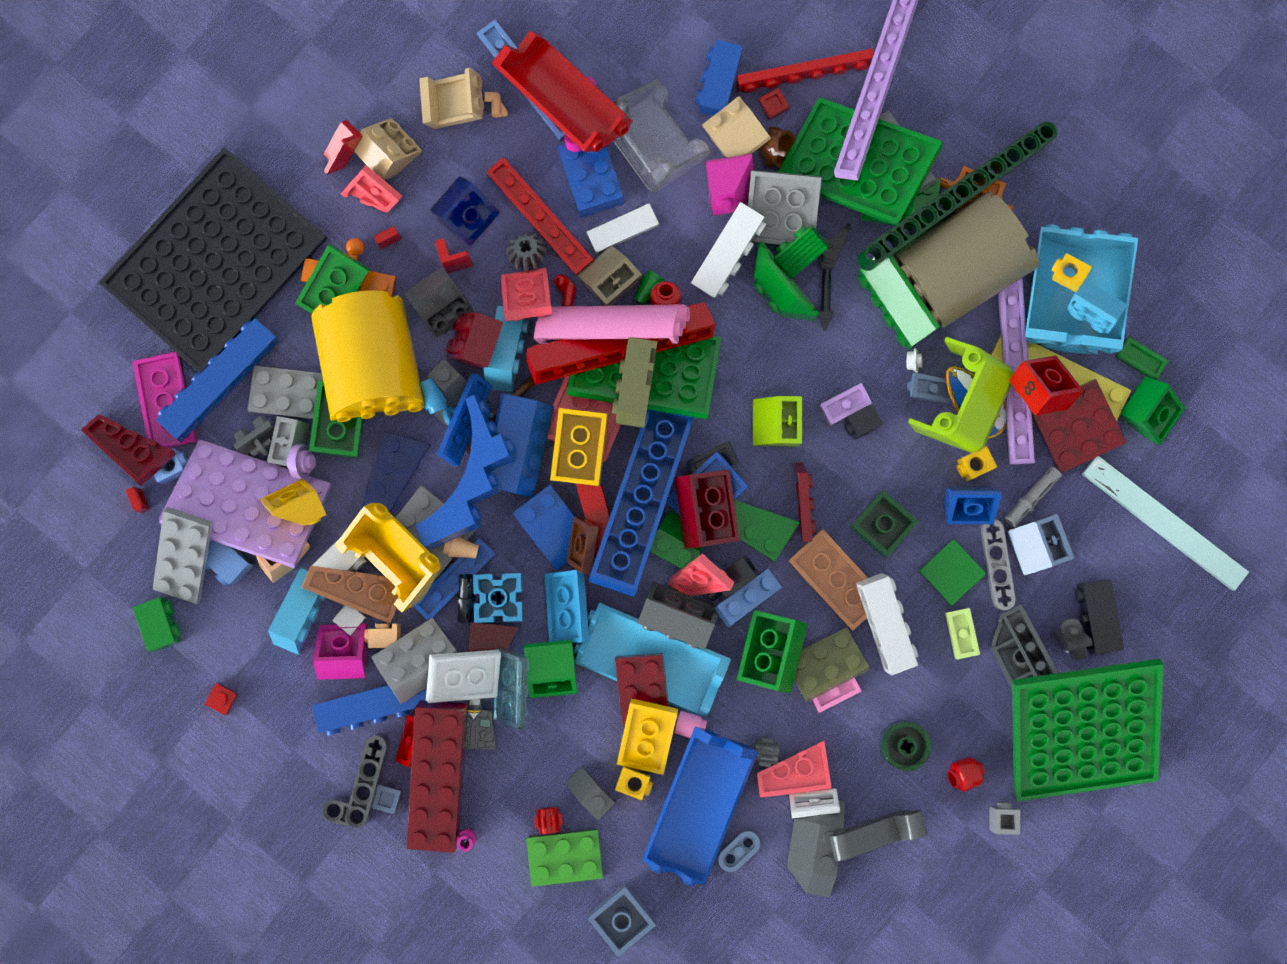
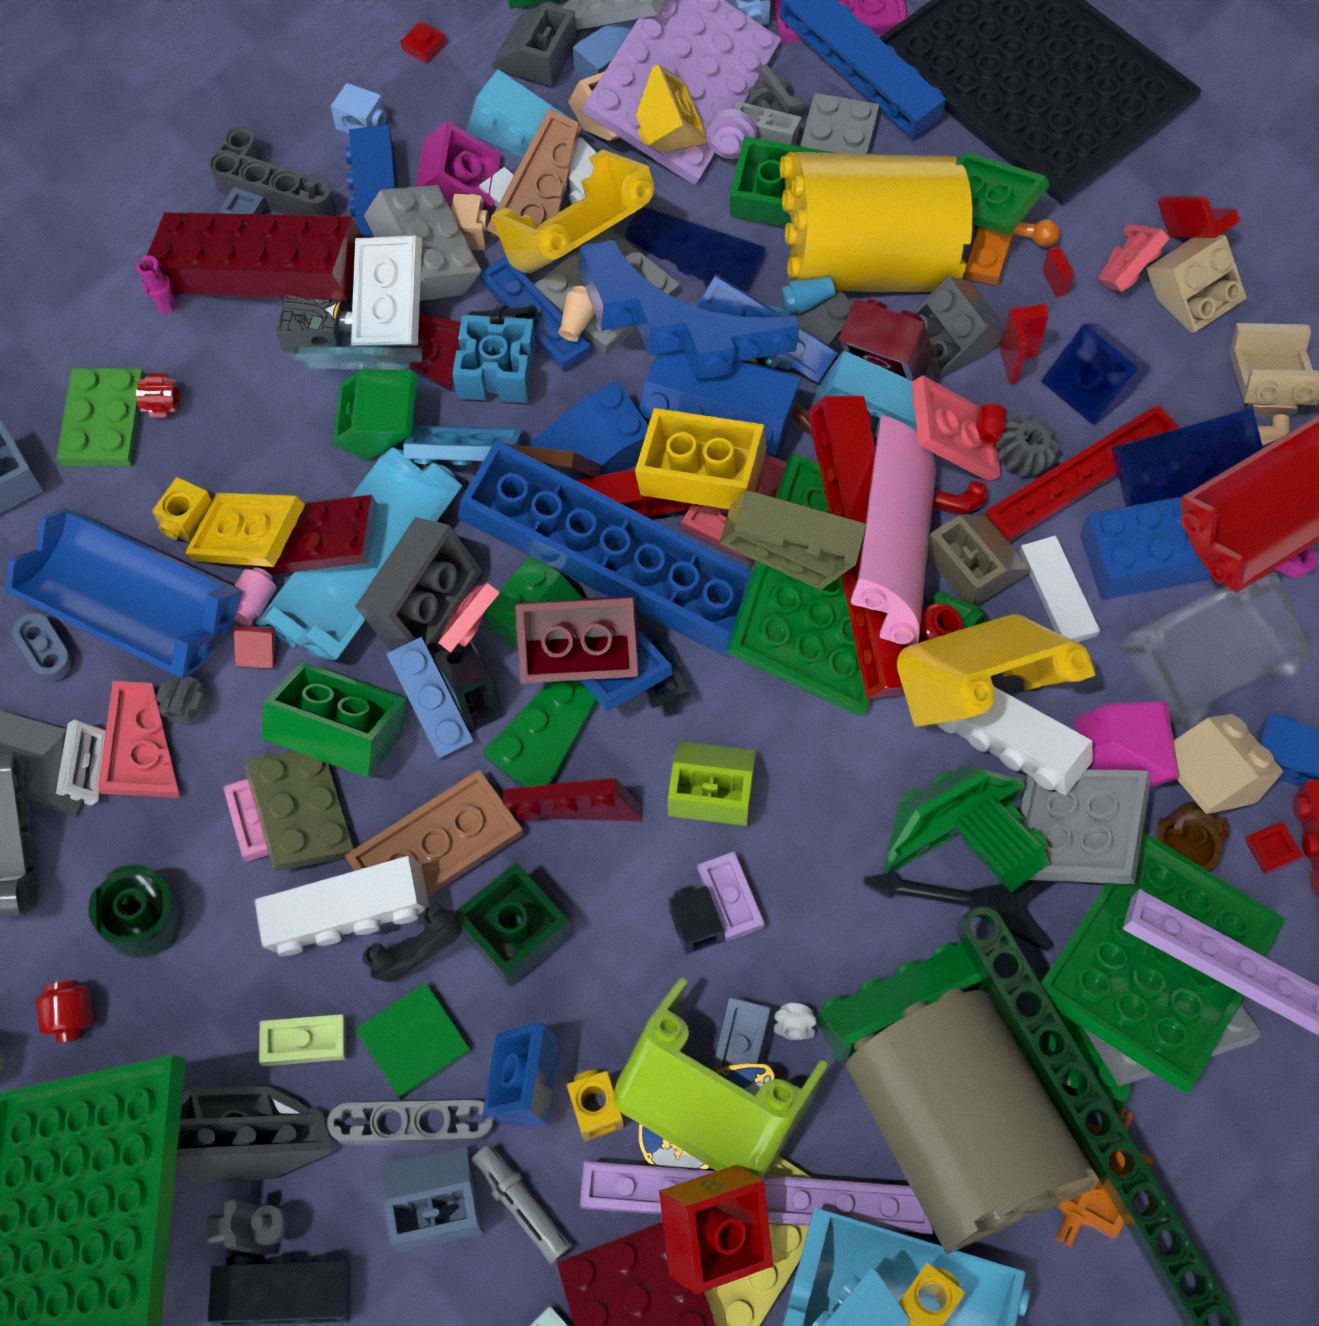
camera: 95 degrees right, 20 degrees down
(222, 614) = (538, 44): none -> dark grey slope
(295, 731) = (357, 109): none -> light blue brick
(517, 273) = (991, 422): none -> red hose
(529, 150) = (1184, 457): none -> clear blue plate
(590, 793) = (180, 453): dark grey slope -> none
(696, 268) = (951, 673): none -> yellow windscreen
(723, 714) = (255, 647): none -> tile
(906, 578) = (440, 930): none -> black piece

